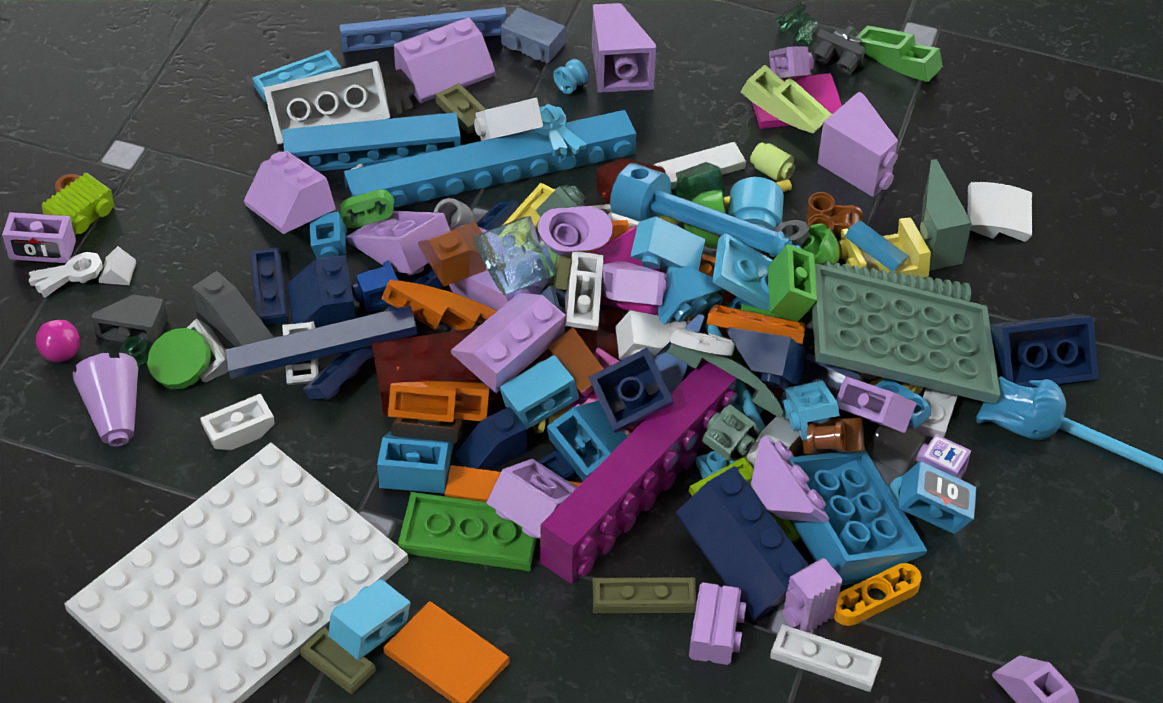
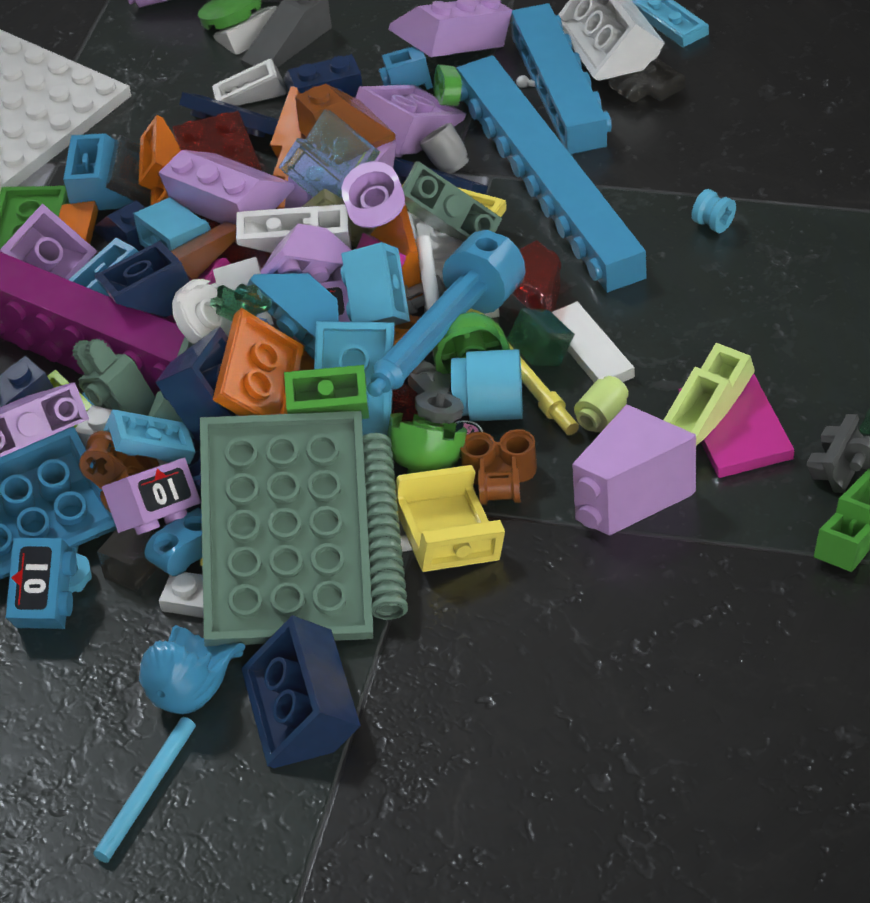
camera: 90 degrees right, 5 degrees down
(238, 423) = (149, 58): white slope -> none
(268, 286) = (362, 45): dark blue tile -> none
(320, 342) = (242, 82): tile -> none
(389, 32) = (762, 86): medium blue tile -> none
(444, 58) = (712, 107): lavender slope -> none
(459, 100) = (635, 136): olive plate -> none
(508, 119) = (596, 156): white slope -> none
(533, 35) = (779, 170): sand blue brick -> none
(559, 136) = (601, 189): medium azure piece -> none
(621, 50) = (757, 230): lavender slope -> none
(698, 309) = (244, 297): none -> clear green piece
(791, 62) = (766, 383): lavender slope -> none
(876, 246) = (443, 495): dark azure tile -> none
(943, 221) = (509, 558): sand green slope -> none
(945, 456) = (106, 598): lavender brick -> none
(1000, 209) = (561, 645): white slope -> none

